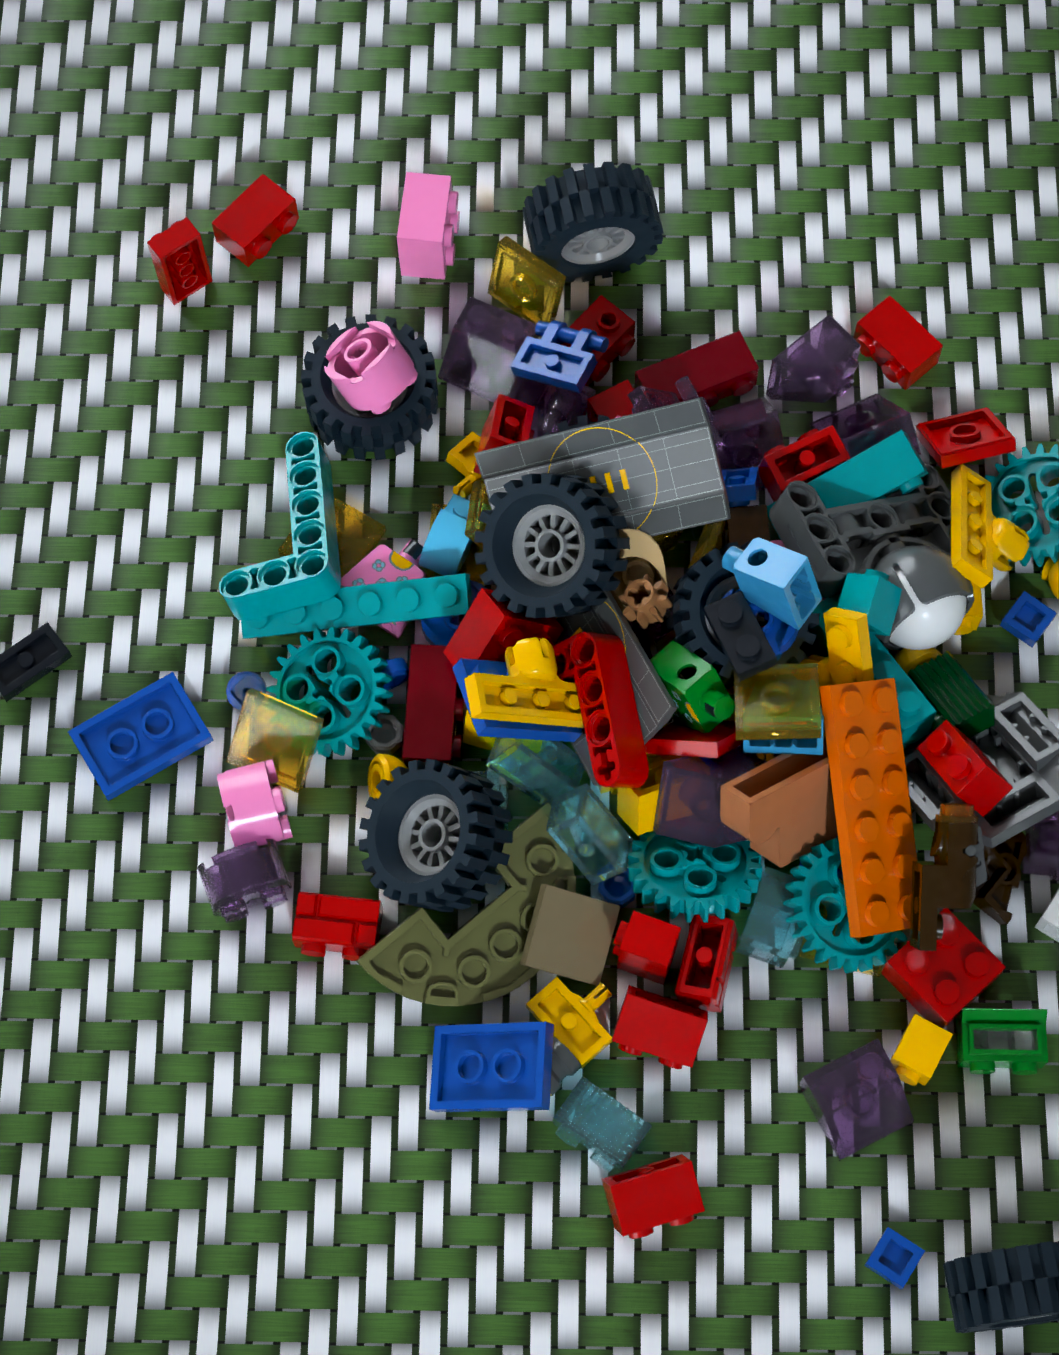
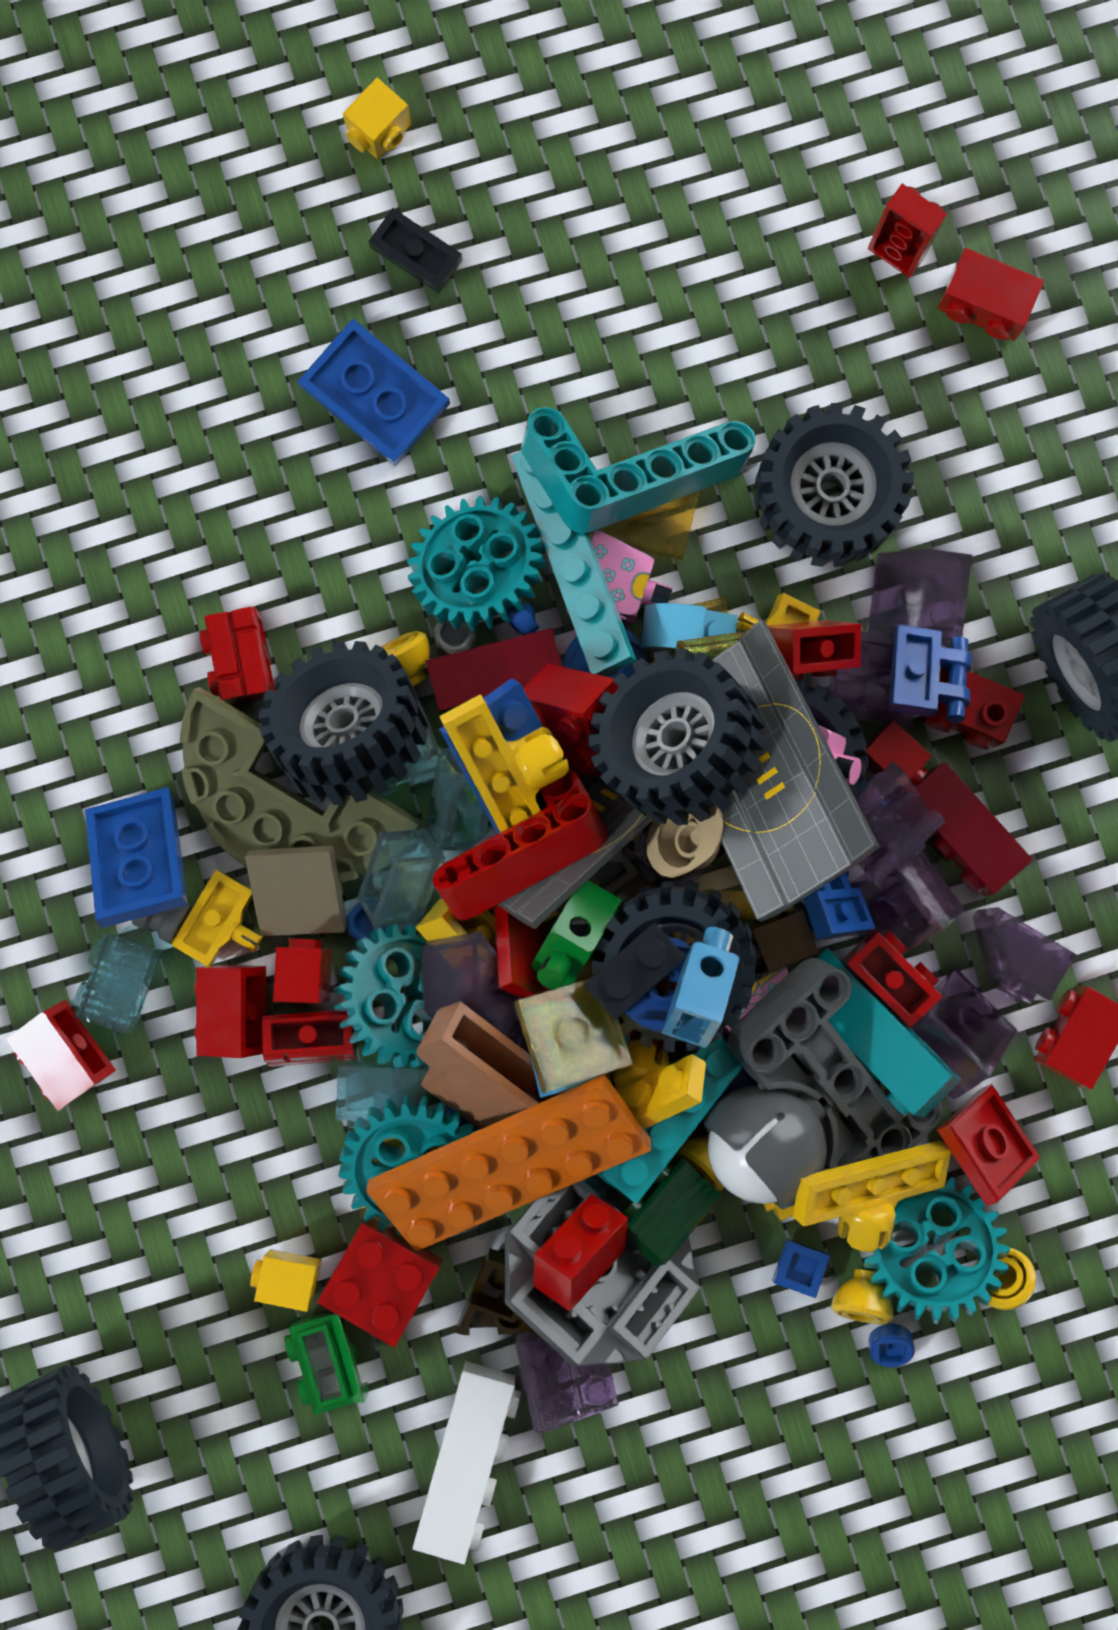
camera: 70 degrees right, 15 degrees up
(240, 684) = (456, 479): blue tile -> none
(245, 879) = (249, 549): clear purple brick -> none
(254, 804) = (327, 529): bright pink brick -> none
(276, 732) = (406, 526): clear yellow tile -> none
(370, 367) = (840, 475): bright pink brick -> none
(427, 226) = (1044, 478): bright pink brick -> none
(525, 282) = (1009, 609): clear yellow tile -> none
(645, 601) = (655, 844): medium nougat gear -> none
(857, 1099) = (223, 1227): clear purple slope -> none
(872, 595) = (729, 1100): teal brick -> none
(894, 1258) = (77, 1310): blue plate -> none
(951, 877) = (454, 1267): dark brown plate -> none

